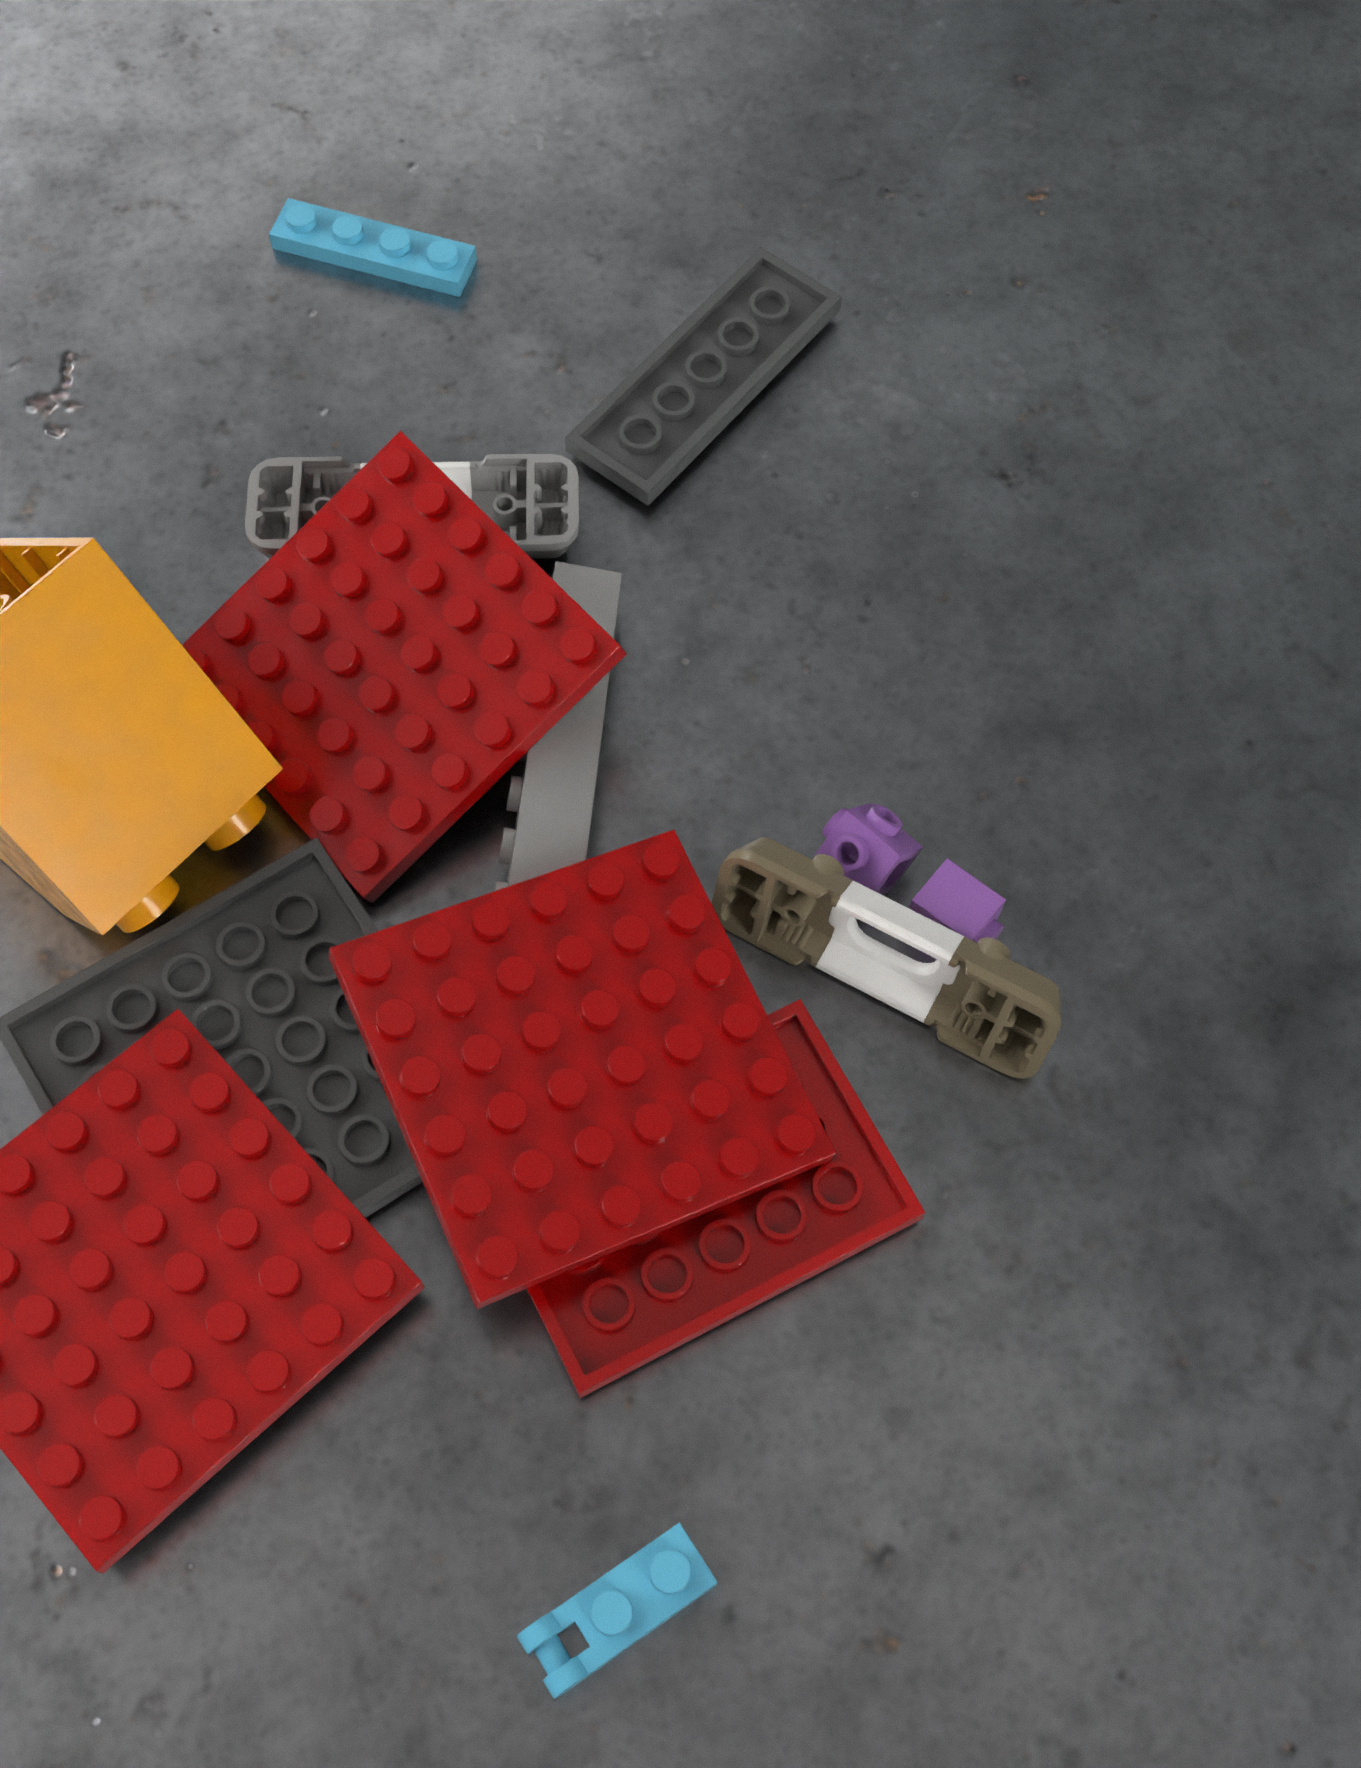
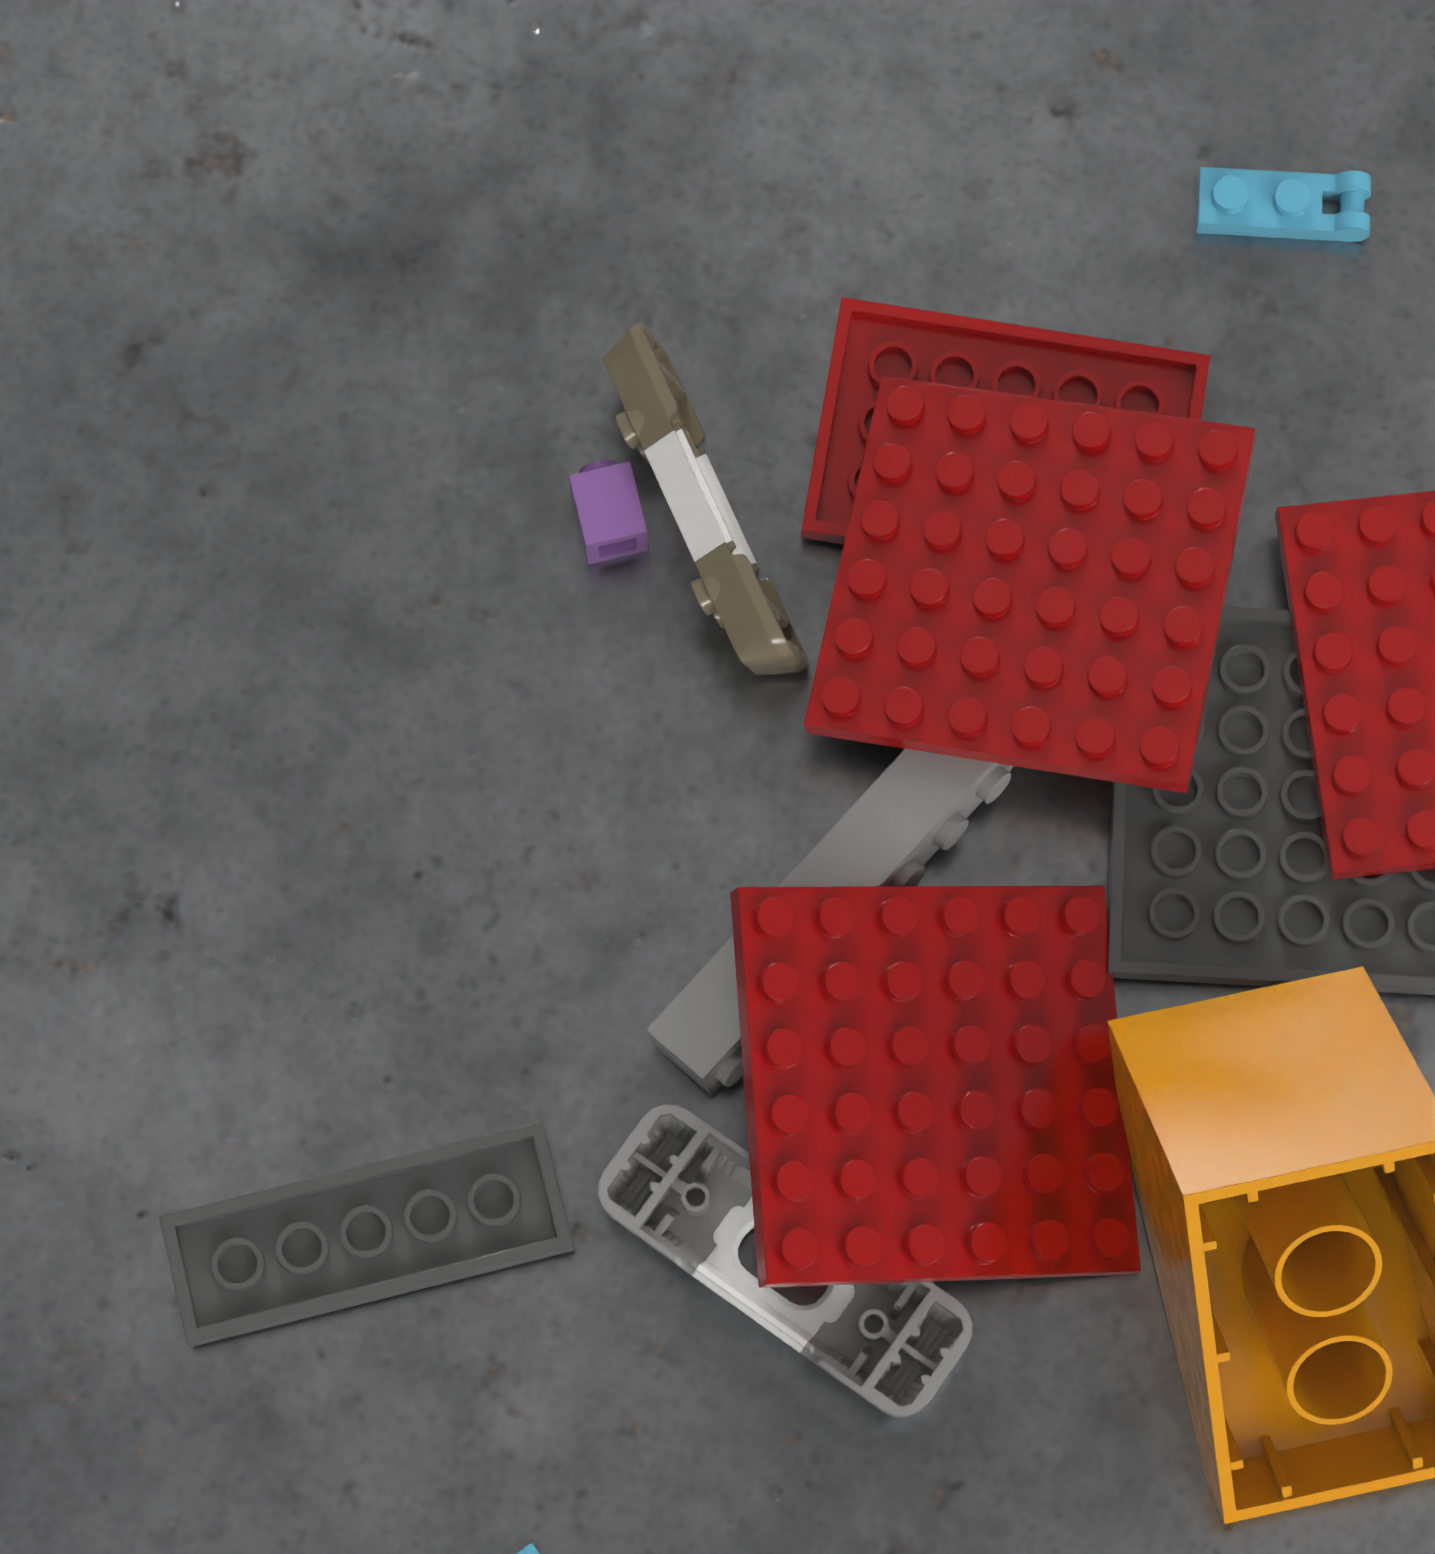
camera: 140 degrees left, 10 degrees up
(870, 846) = (640, 610): medium lavender brick -> none

